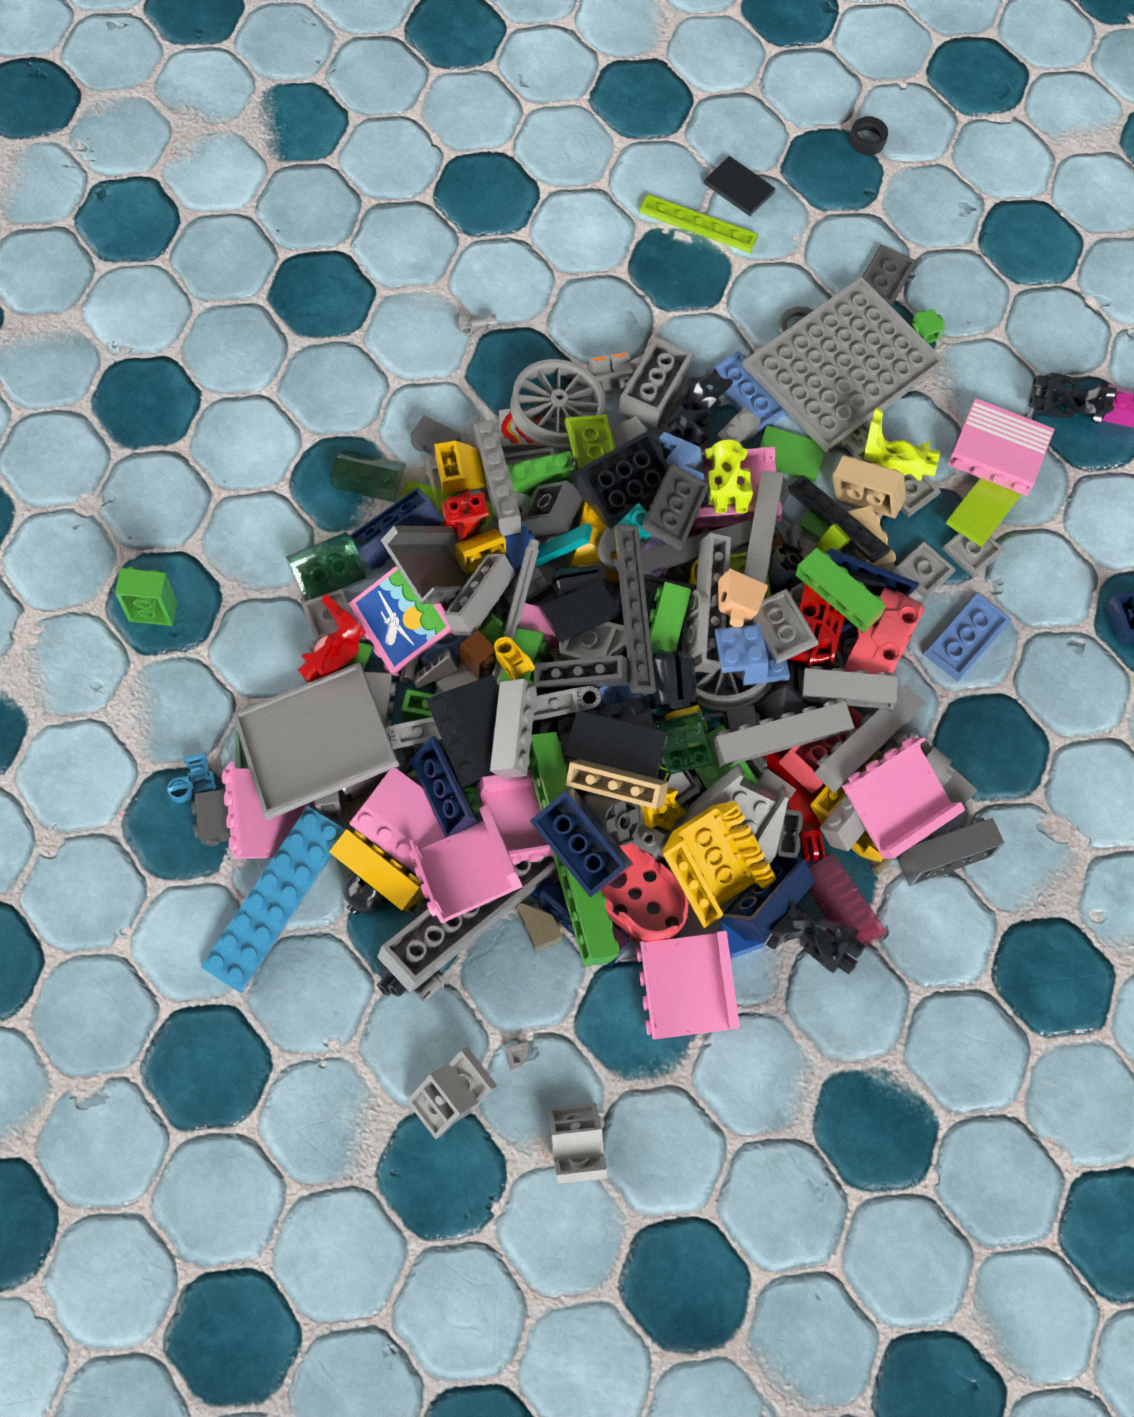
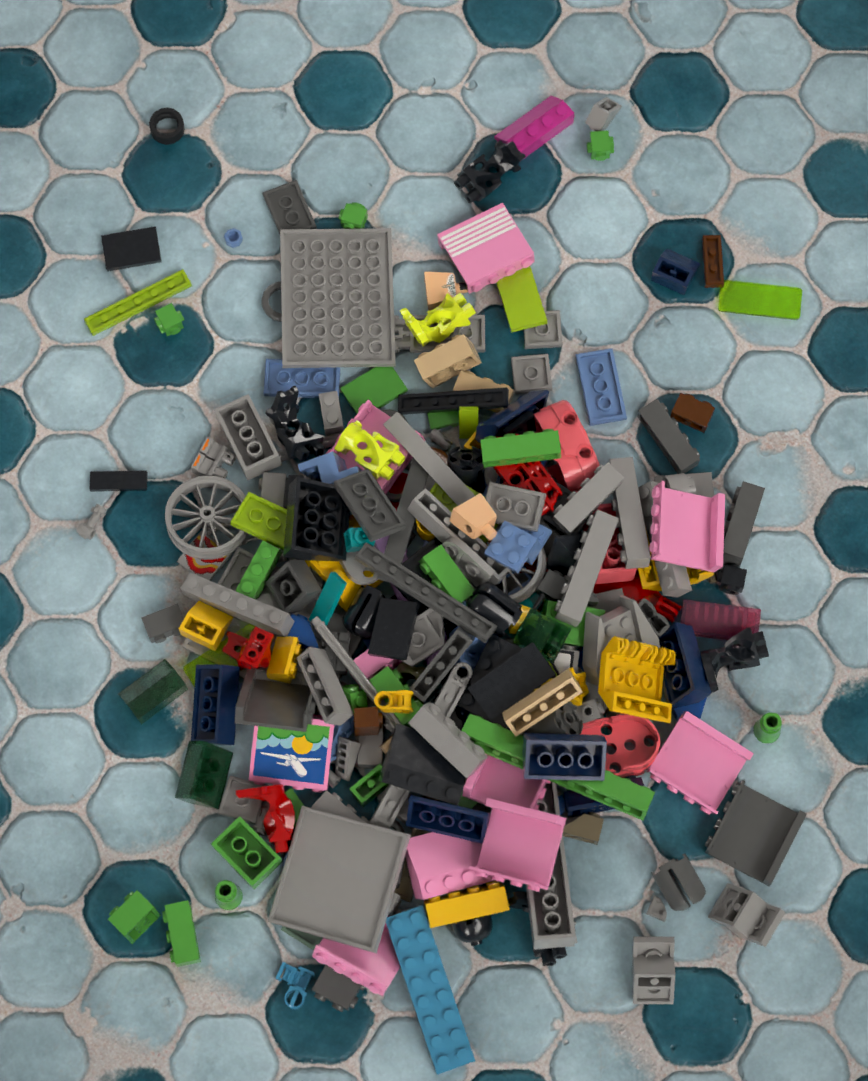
camera: 45 degrees left, 5 degrees up
(167, 652) = (181, 933): none -> bright green brick
(231, 663) = (230, 901): none -> bright green plant
(280, 649) = (246, 852): none -> bright green brick
(531, 318) = (118, 481): none -> black tile
(556, 1054) = (672, 889): none -> dark grey cylinder
(665, 1092) = (754, 834): none -> dark grey panel
(704, 254) = (169, 320): none -> bright green brick
(775, 1033) = (766, 733): none -> bright green plant
(821, 251) = (233, 238): none -> medium blue tile
(893, 885) = (732, 579): none -> black brick
(932, 430) = (438, 285): none -> light nougat torso
(975, 728) = (668, 437): none -> dark grey brick
(1018, 731) = (692, 412): none -> reddish brown brick

